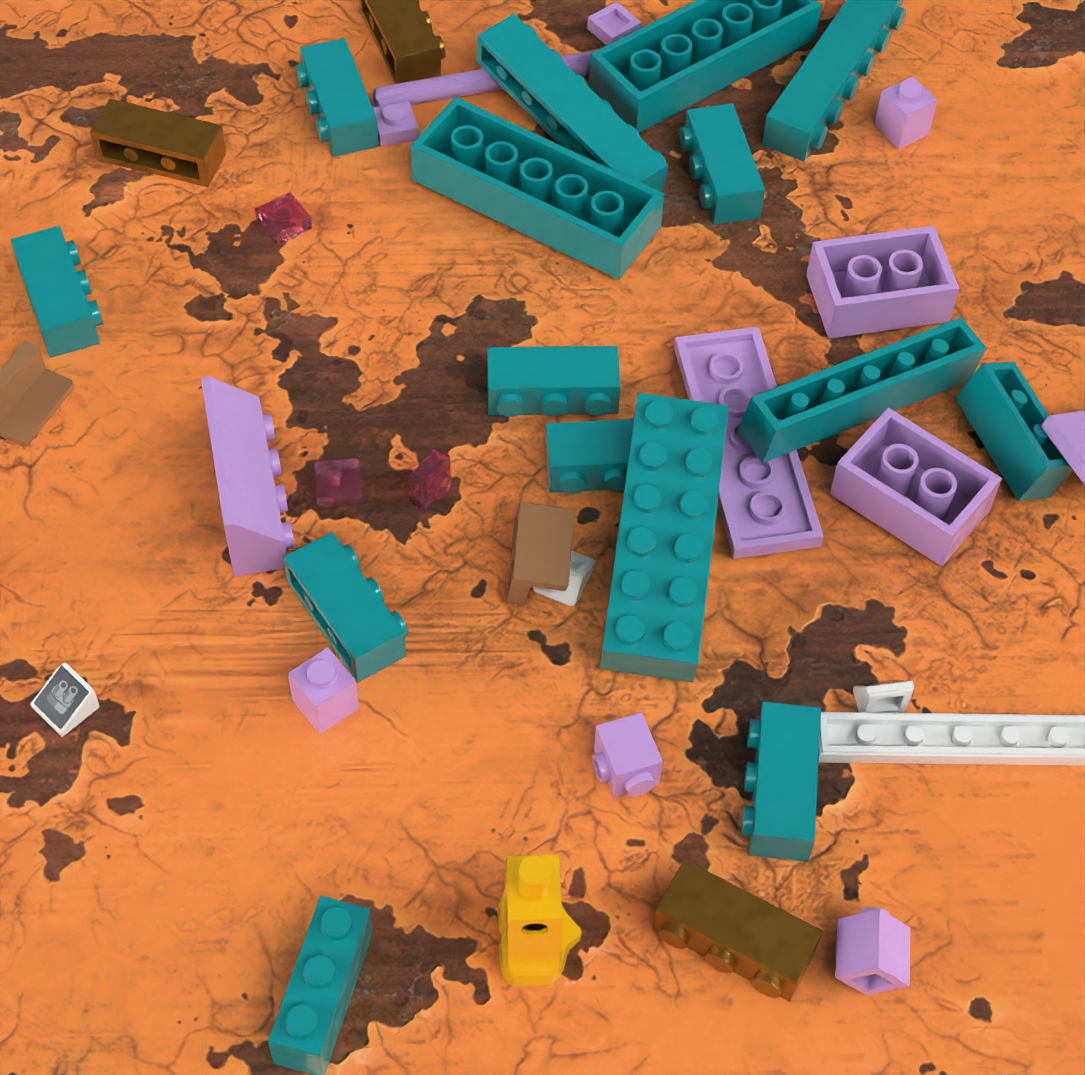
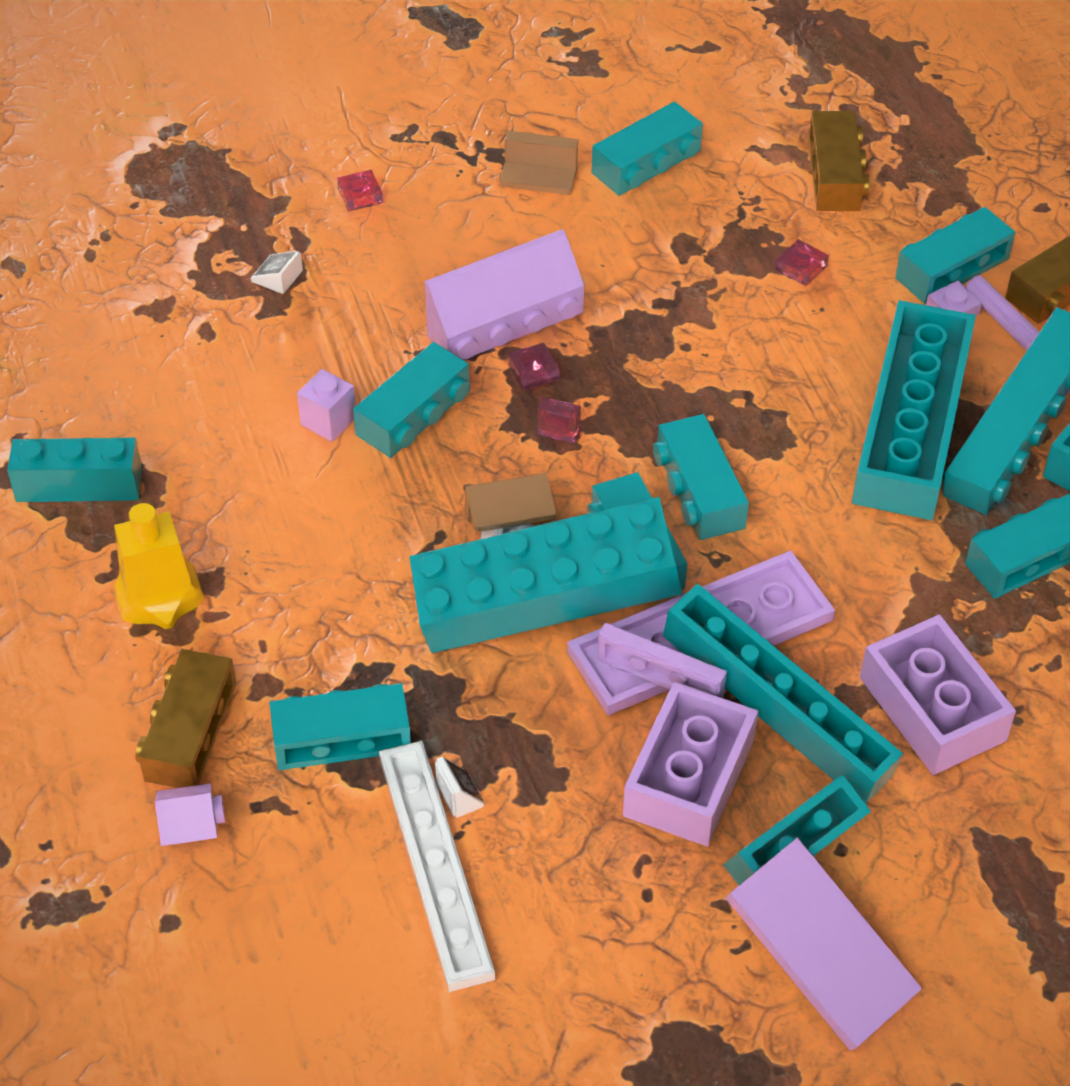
camera: 75 degrees right, 5 degrees down
(626, 756) = (330, 612): lavender brick -> none
(803, 472) = (657, 662): none -> lavender tile

